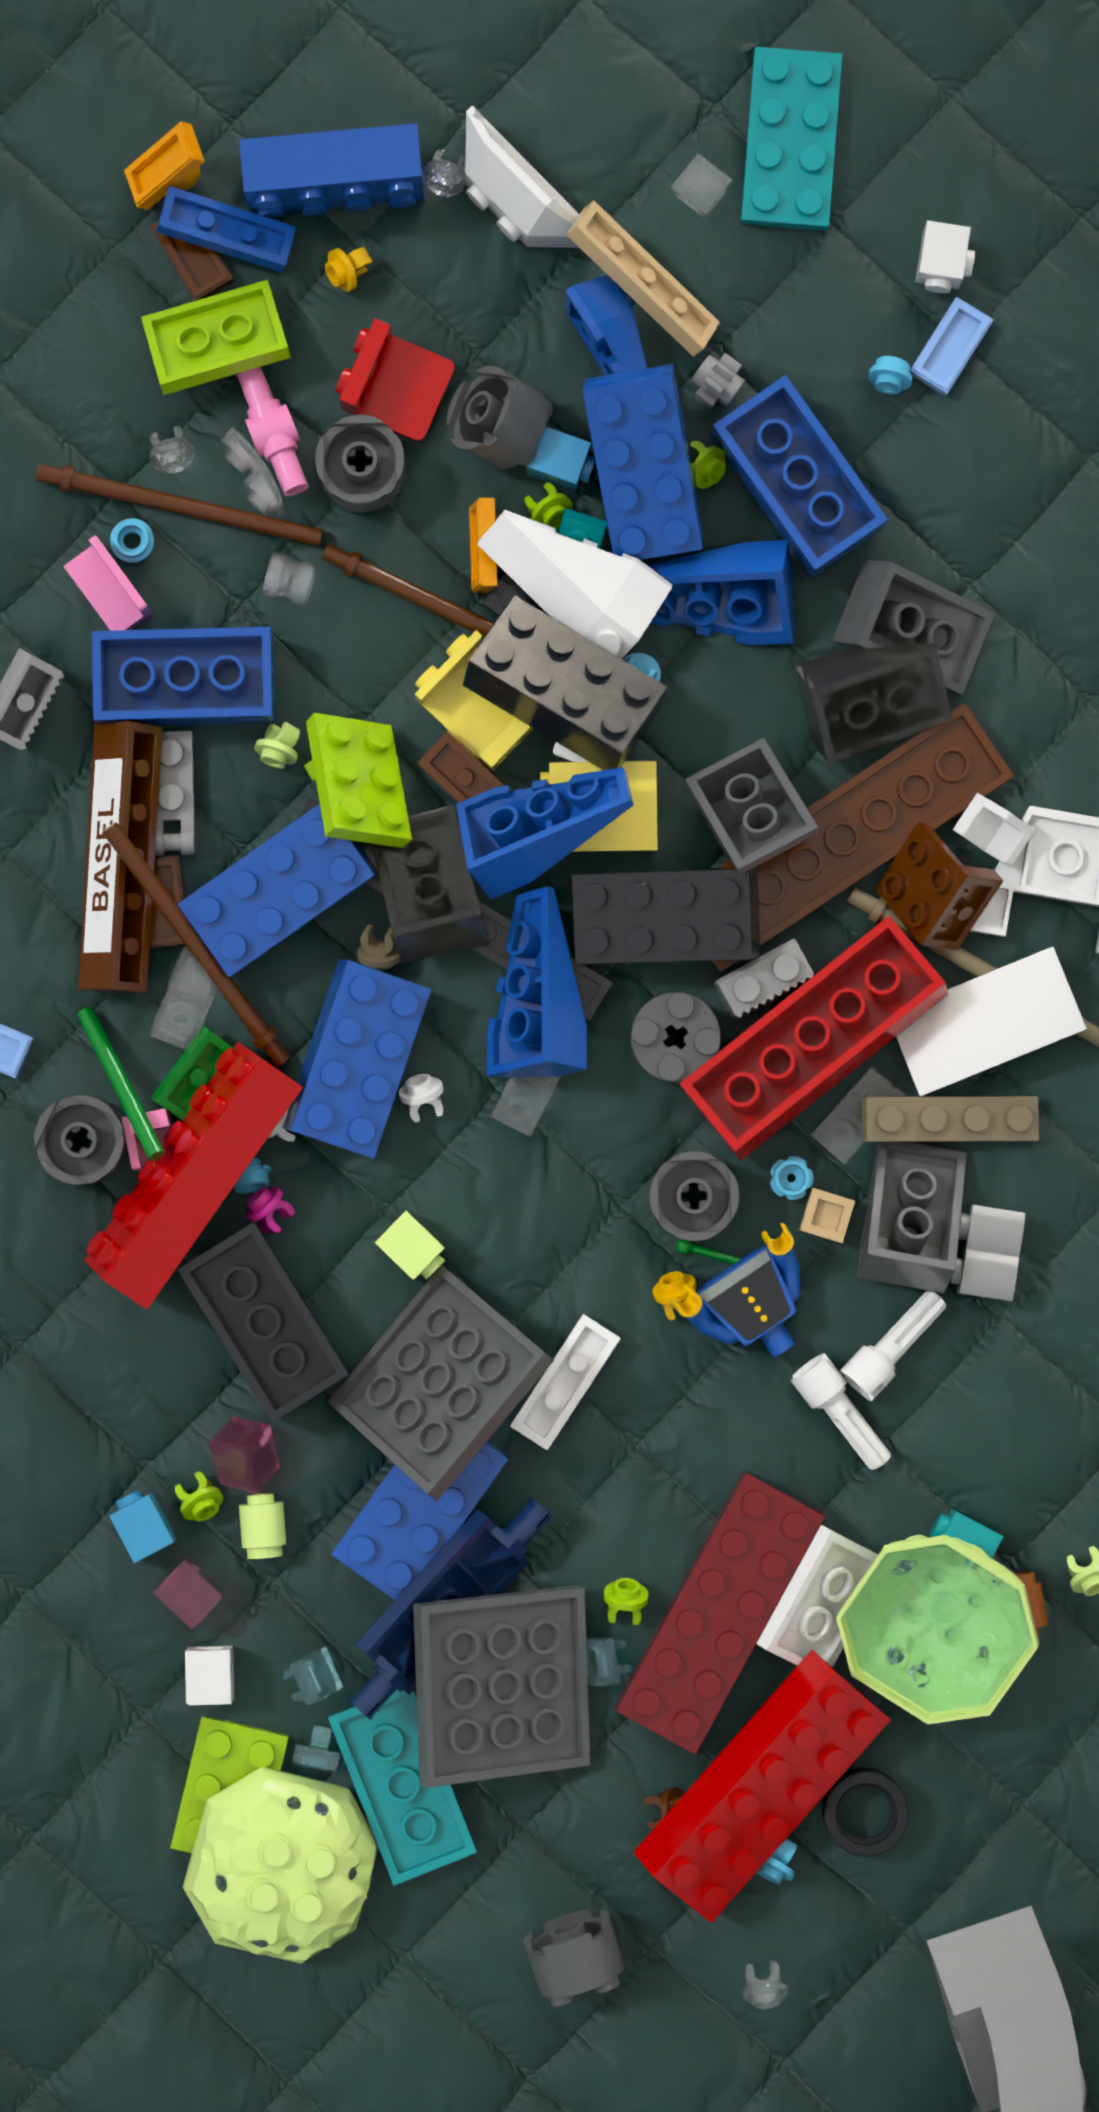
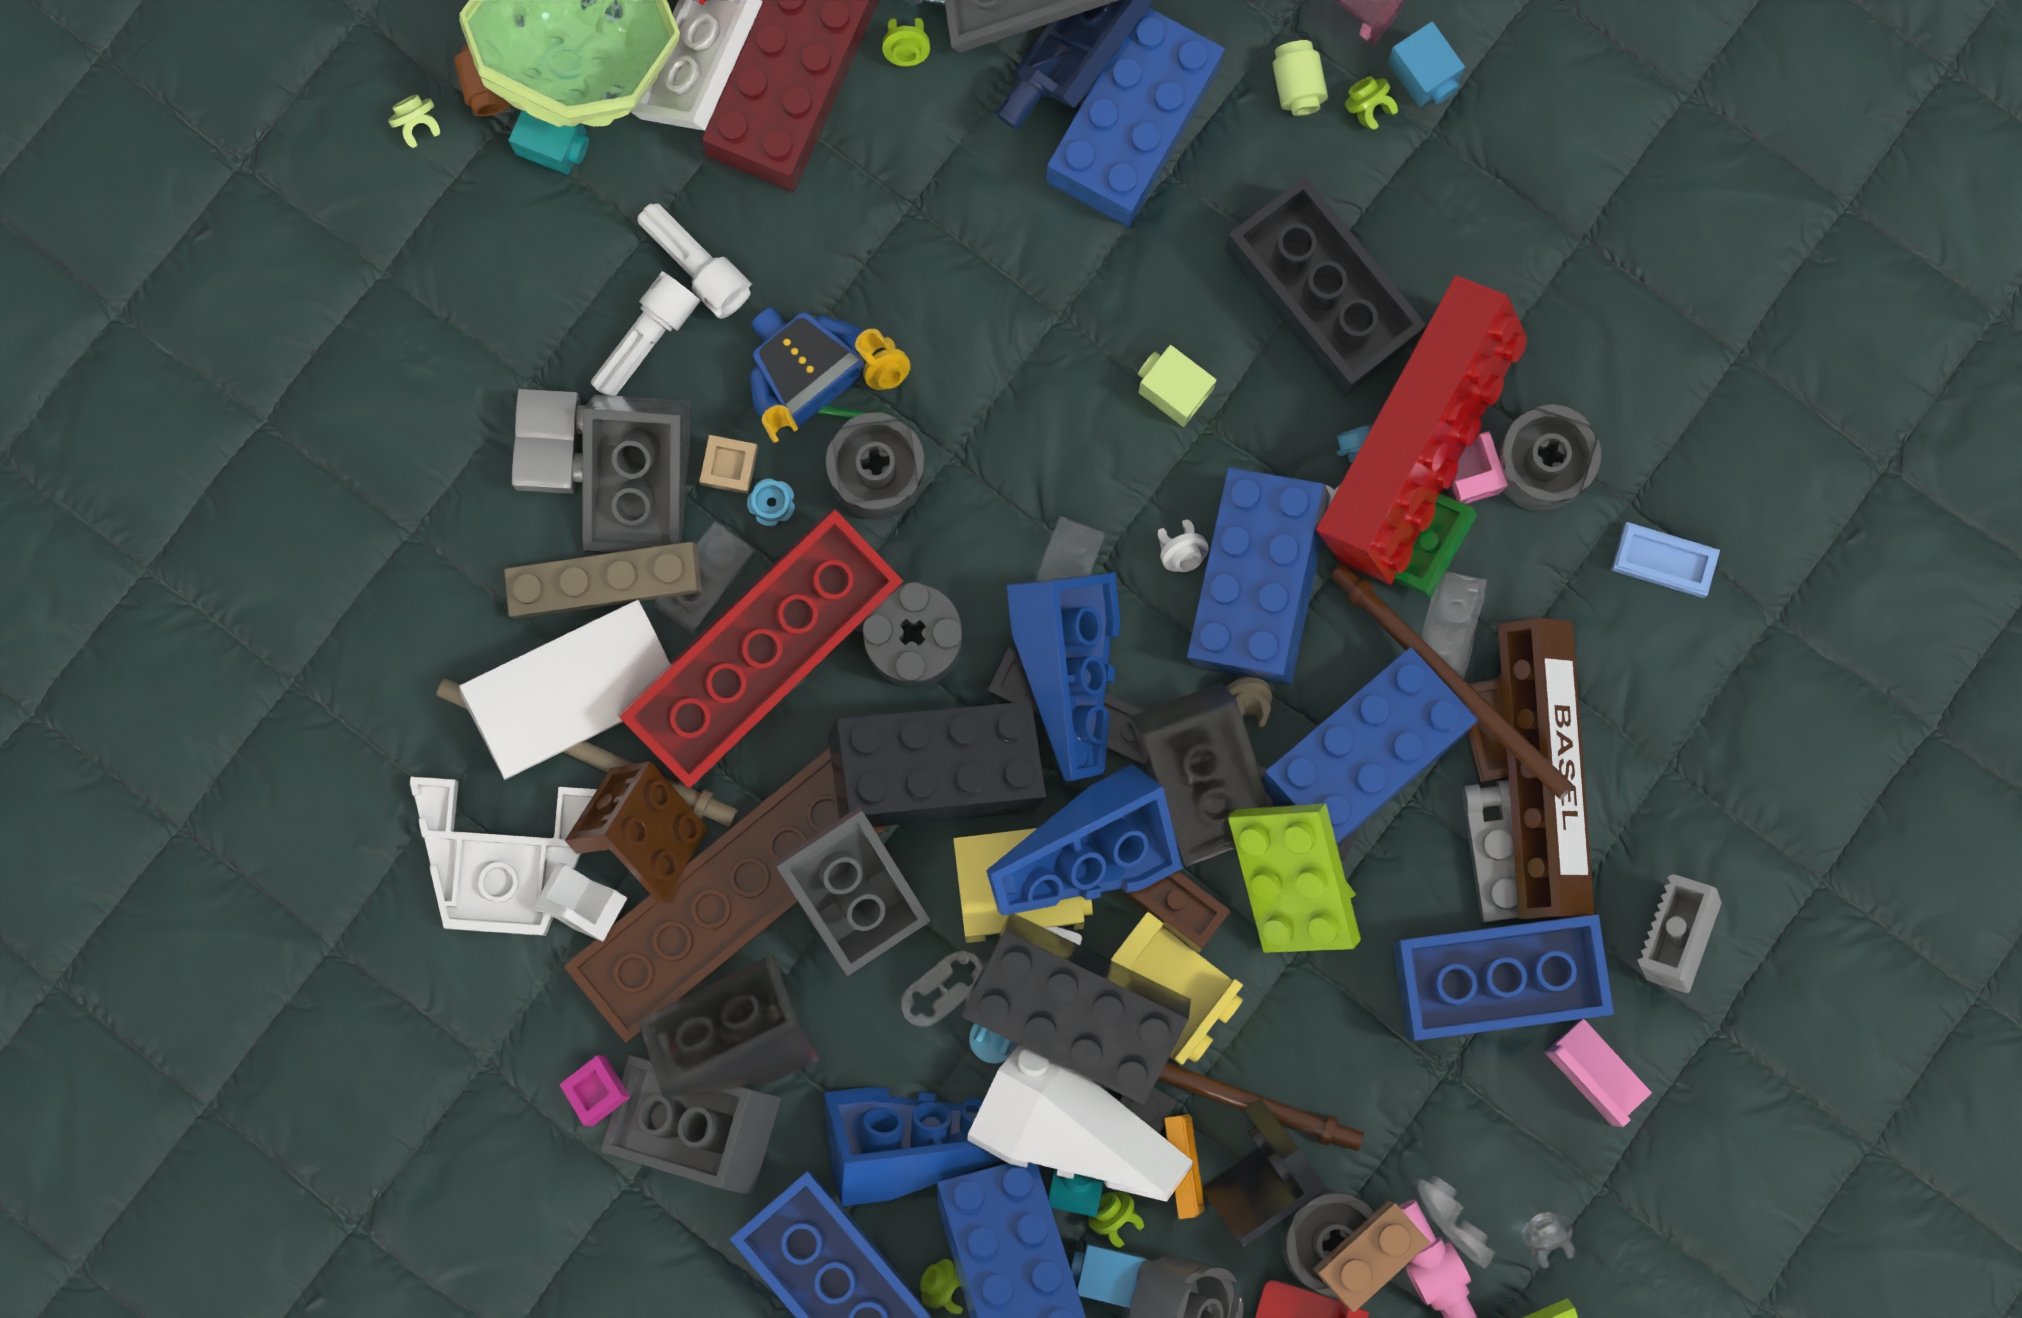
camera: 175 degrees right, 5 degrees down
(70, 479) = (1657, 1193): reddish brown bar -> none
(121, 1084) = (1512, 521): green bar -> none
(122, 531) = (1593, 1135): medium azure plate -> none
(244, 1454) = (1328, 150): clear pink panel -> none
(262, 1206) = (1340, 413): dark pink plate -> none
(277, 745) = (1386, 915): yellowish green plate -> none
(279, 578) = (1397, 1103): clear wheel -> none
(333, 442) = (1371, 1255): none -> medium nougat brick
(415, 521) = (1266, 1182): none -> black bracket
(440, 1382) = (1129, 234): dark grey plate -> none
(565, 1382) = (994, 260): white plate -> none
(685, 732) = (934, 979): none -> clear beam
(764, 979) = (812, 714): light grey brick -> none
(995, 665) = (594, 1090): none -> dark pink plate

